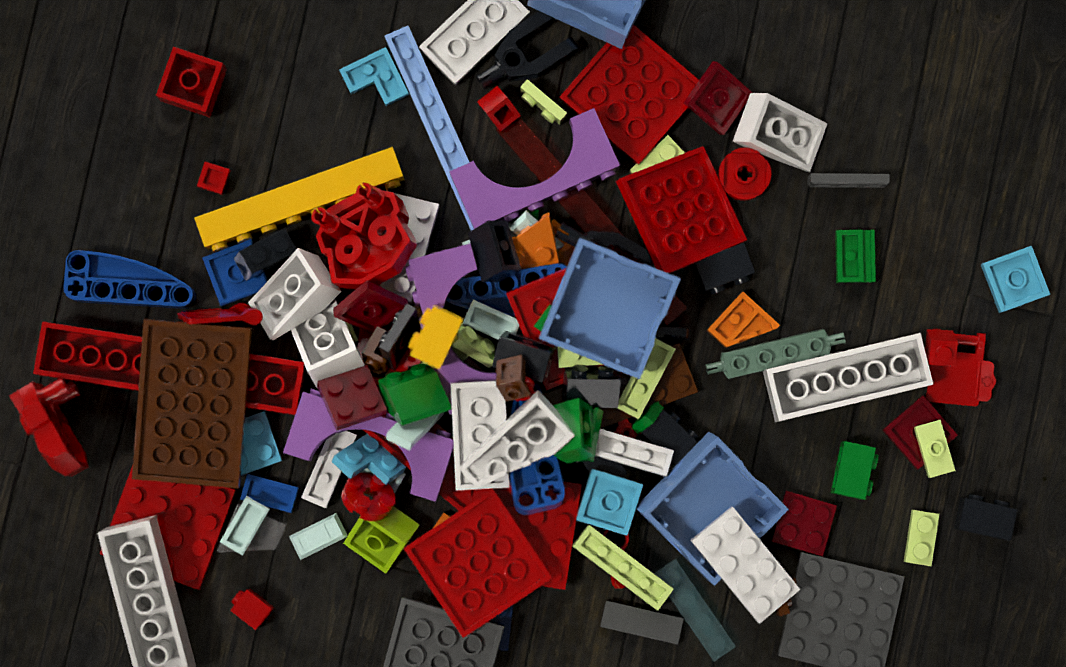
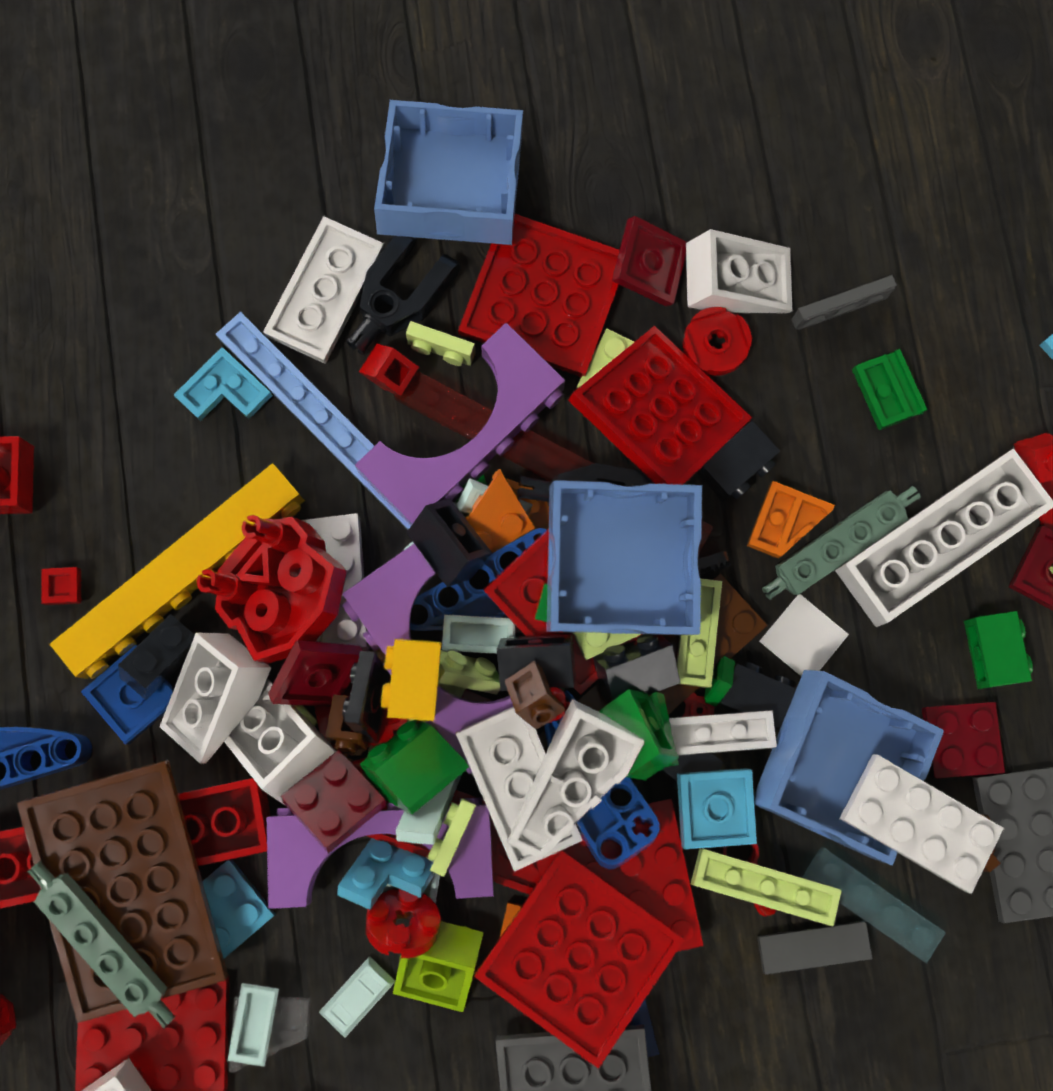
camera: 20 degrees left, 5 degrees down
(166, 433) = (100, 944): none -> sand green plate
(236, 313) = (153, 742): red piece -> none
(270, 493) = (273, 964): blue tile -> none
(325, 473) = (336, 914): white plate -> none
(430, 441) = (444, 850): none -> yellowish green plate
(722, 409) = (804, 636): none -> white sticker

